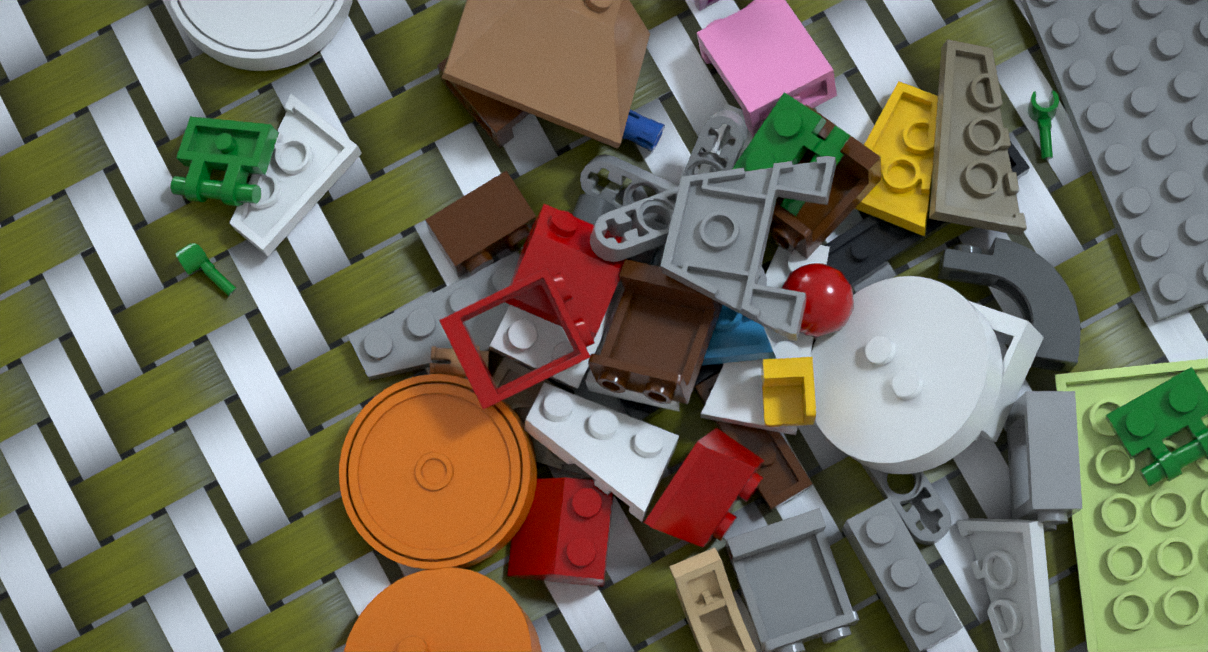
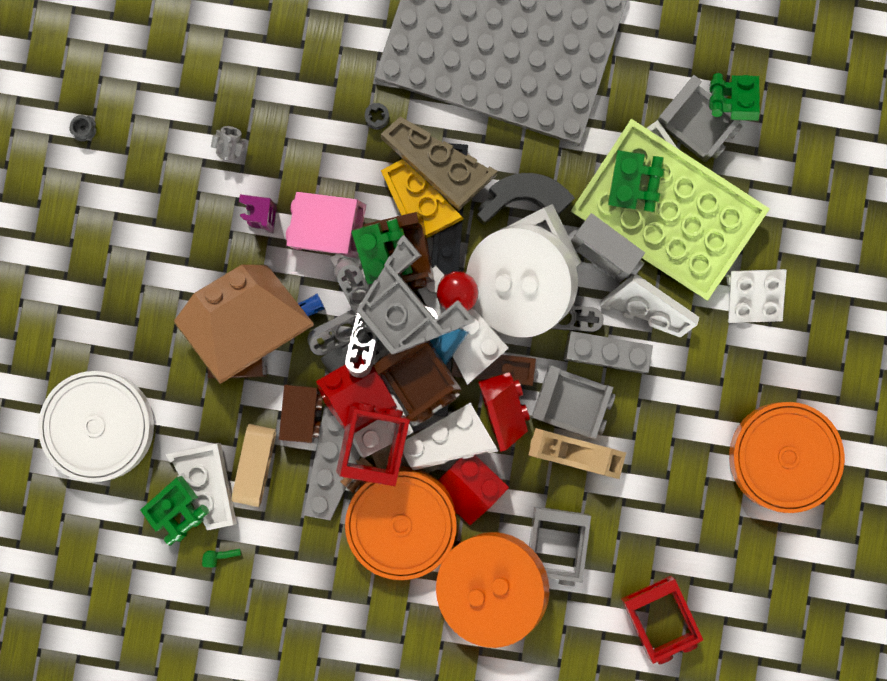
camera: 60 degrees left, 10 degrees up
(365, 218) = (254, 465): none -> tan beam
(788, 391) = (491, 339): yellow panel -> none
(976, 12) = (375, 107): none -> dark grey bush
(1043, 118) = (448, 118): green hand -> none

